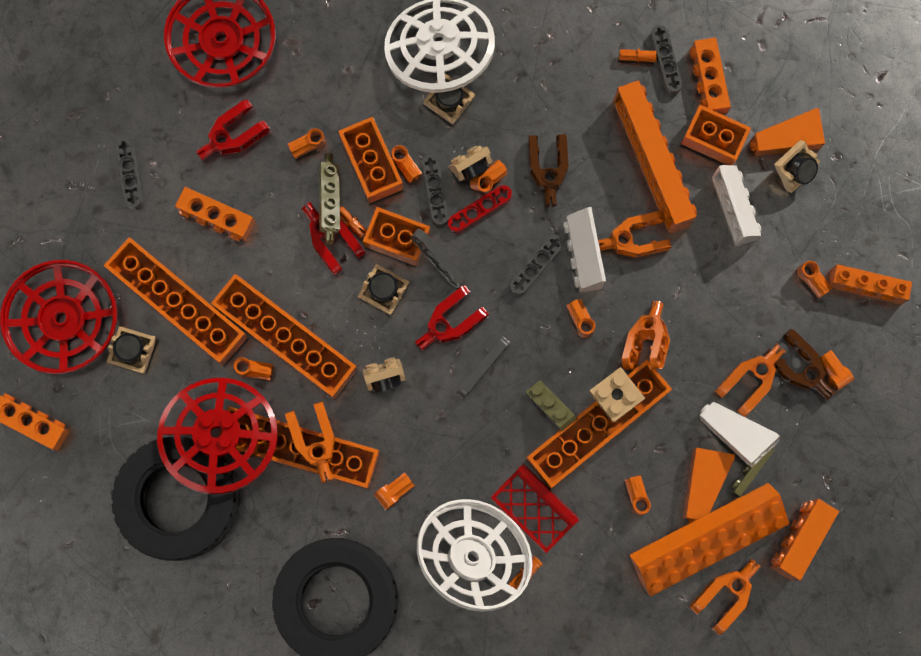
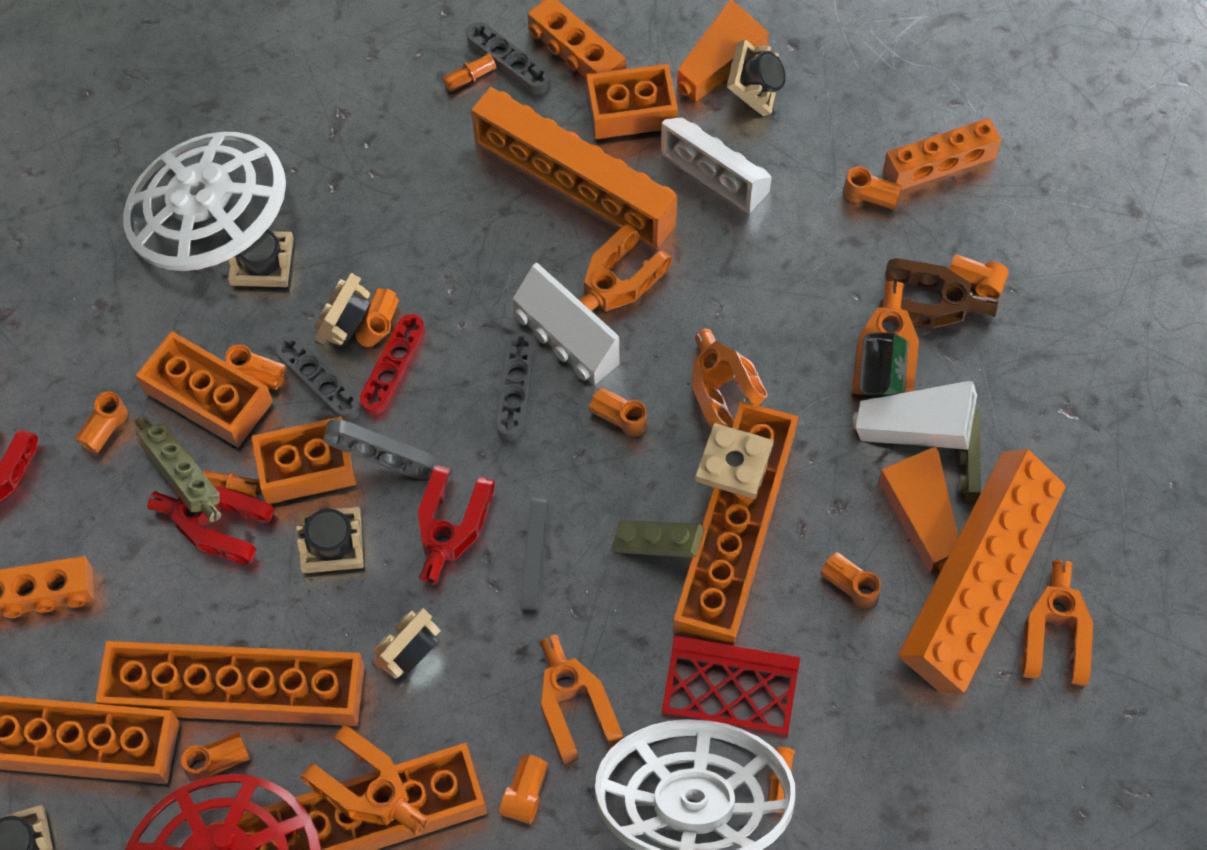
camera: 30 degrees left, 15 degrees down
(461, 455) = (585, 683): none -> orange piece
(557, 173) = (443, 275): reddish brown piece -> none
(731, 391) = (874, 358): none -> dark grey piece
(804, 539) = (1098, 492): orange brick -> none

